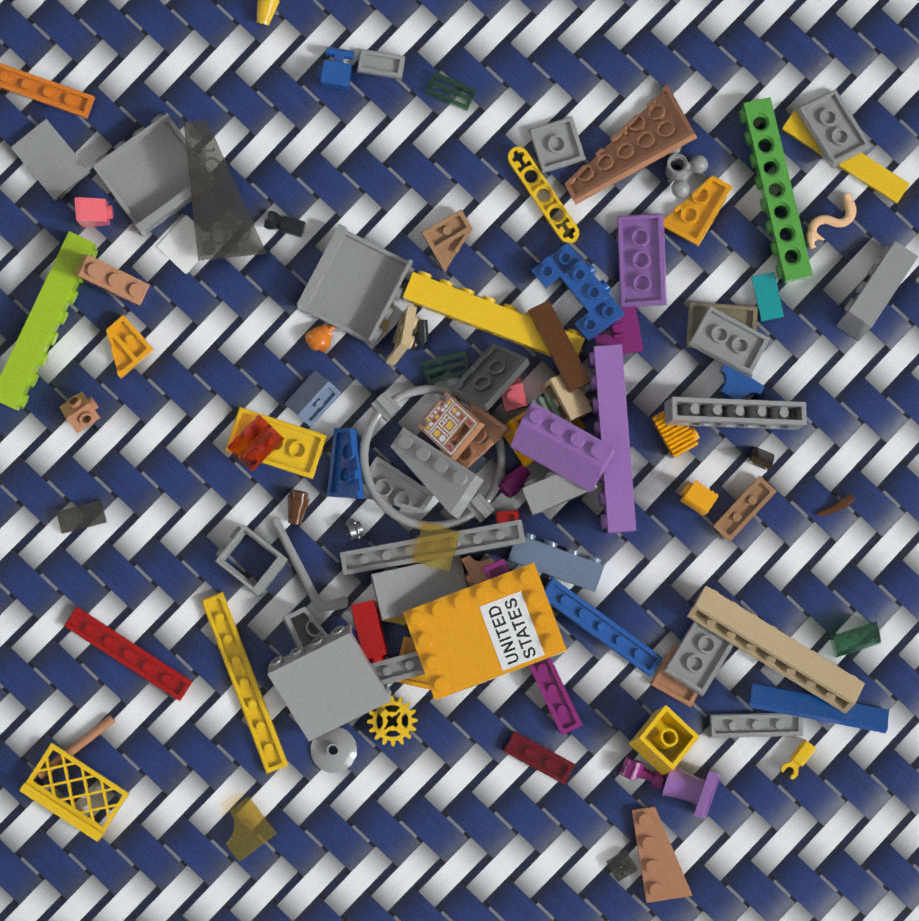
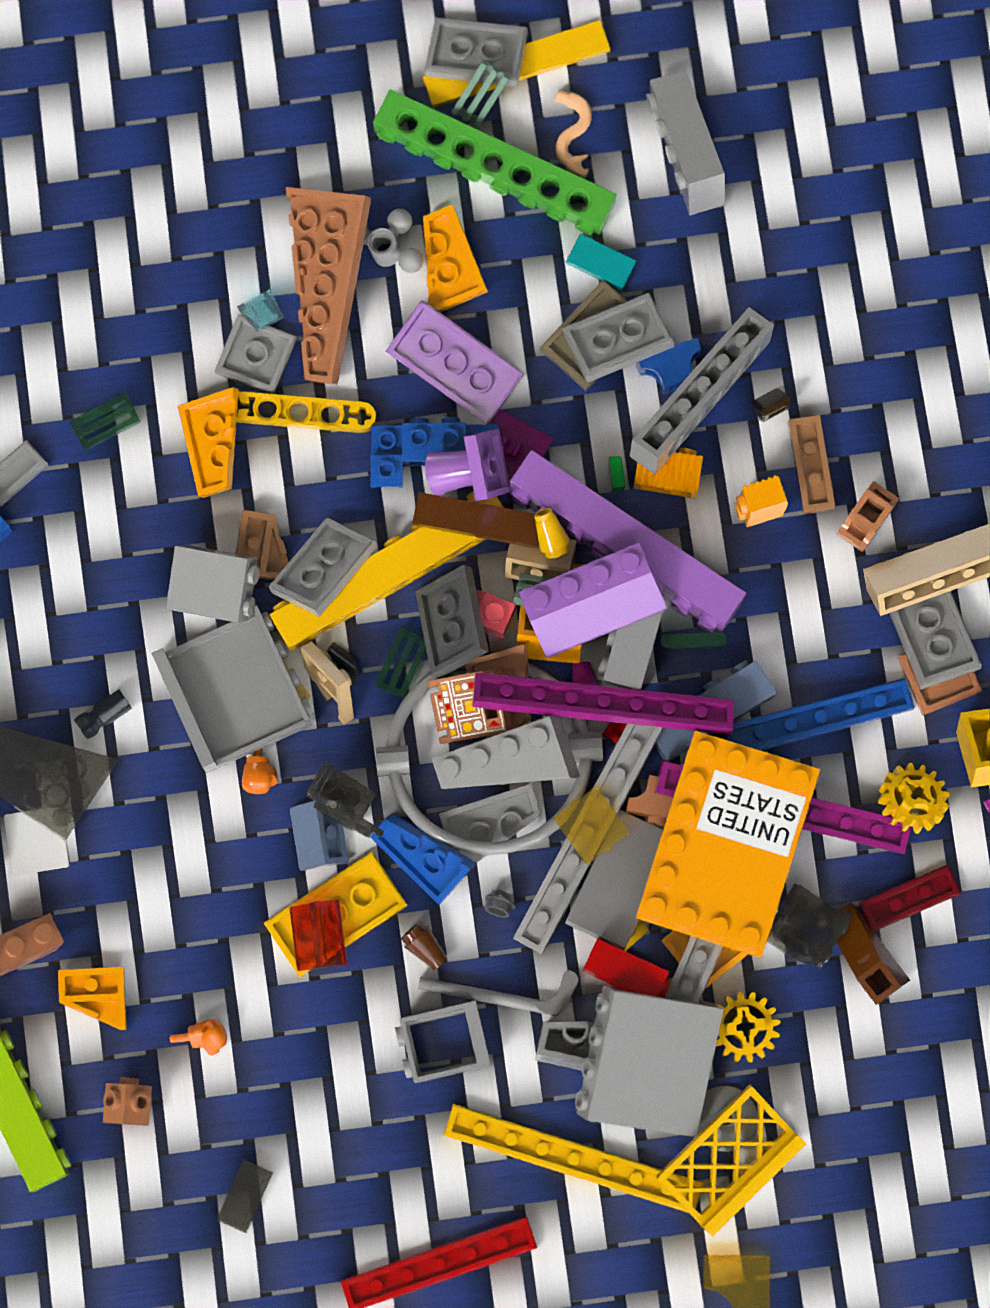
camera: 50 degrees left, 5 degrees down
(152, 424) = (205, 1034): none -> orange piece
(310, 790) = (753, 1176): none -> yellow fence
(341, 396) = (343, 799): none -> clear smoke bracket
(405, 226) = (212, 583): none -> light grey brick
(464, 280) = (323, 566): none -> light grey tile
(475, 712) = (807, 927): none -> clear smoke bracket
(486, 159) = (210, 439): none -> light orange wing
(486, 758) = (870, 959): none -> reddish brown slope
(508, 499) = (603, 703): none -> magenta plate
(582, 393) = (551, 535): none -> yellow cone
(584, 127) = (261, 310): none -> clear light blue slope
(588, 521) = (692, 641): none -> clear green tile
(589, 321) = (478, 465): none -> medium lavender plant
(597, 725) = (898, 793): none -> yellow gear
(649, 403) = (616, 474): none -> green tile
(739, 564) = (867, 516): none -> nougat brick
(793, 152) = (467, 115): none -> sand green tile
(841, 504) = (887, 358): reddish brown helmet -> none

